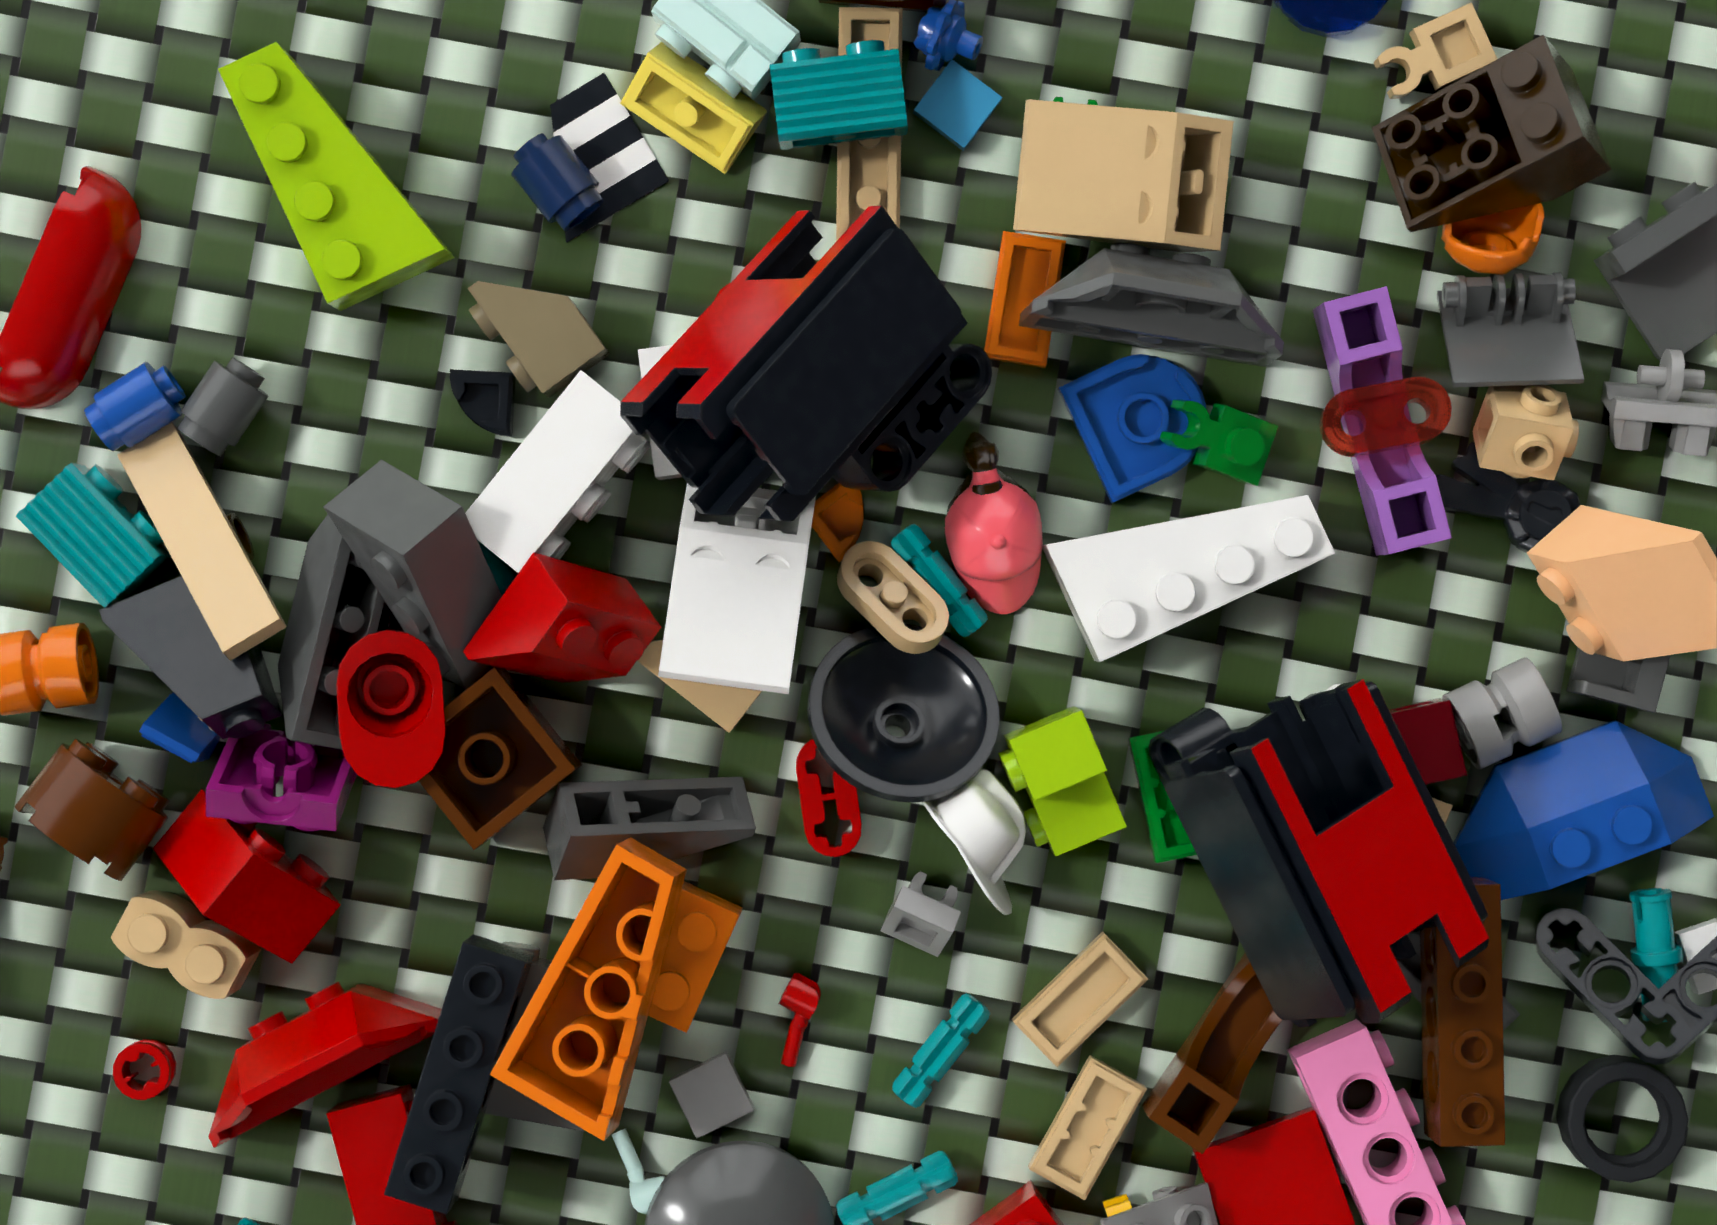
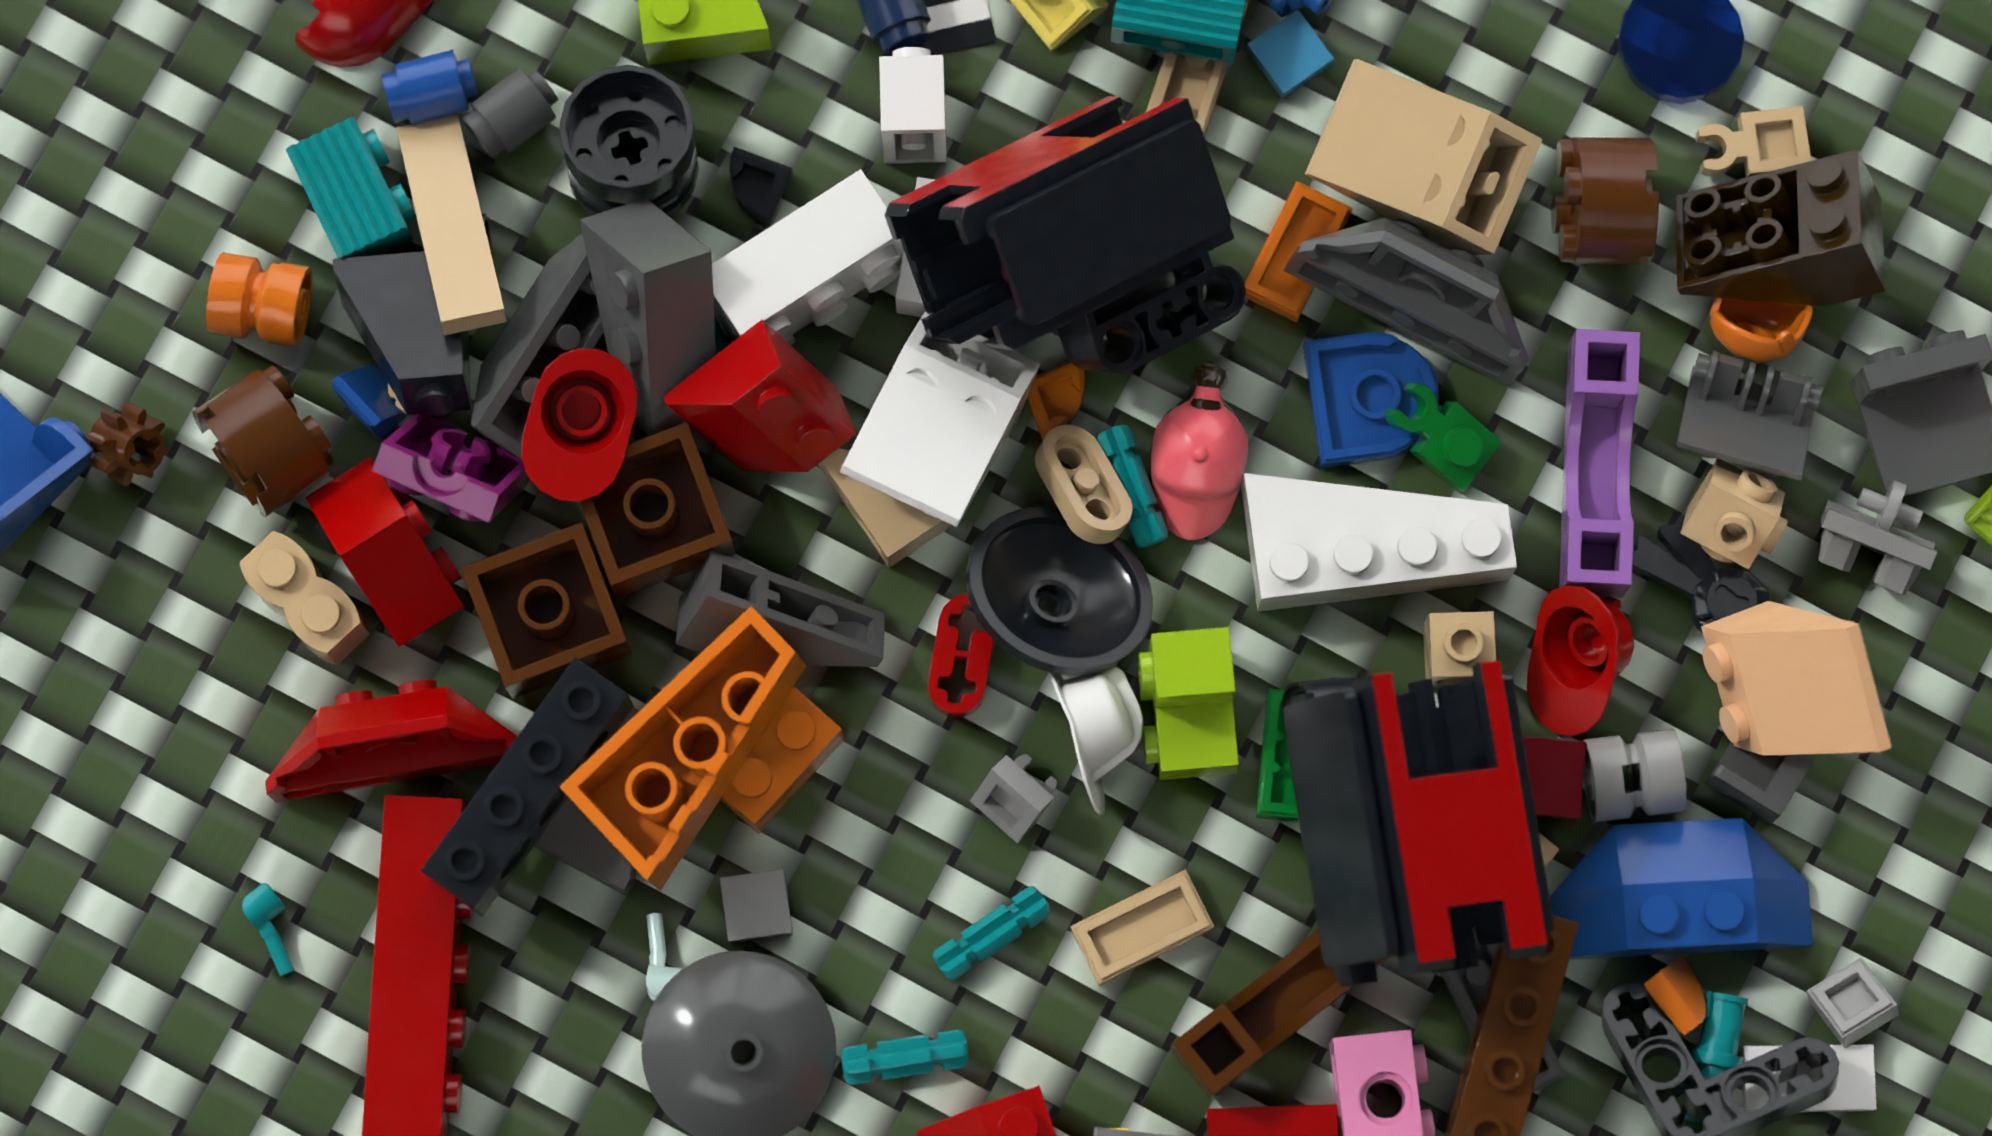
camera: 15 degrees right, 10 degrees down
(125, 1079) = (222, 728): red bush -> none
(326, 380) = (624, 115): none -> black wheel
(418, 887) = (545, 609): none -> reddish brown brick
(543, 332) = (831, 133): dark tan slope -> none
(609, 280) = (912, 106): none -> white brick
(801, 998) = (875, 842): red hand -> none
(1087, 1127) = (1110, 1051): tan plate -> none
(1301, 644) = (1456, 644): none -> tan brick
(1312, 161) = (1607, 201): none -> reddish brown brick
(1383, 416) = (1602, 454): clear red plate -> none
(1415, 618) = (1575, 657): none -> red piece
(1606, 909) = (1679, 995): none -> orange tile

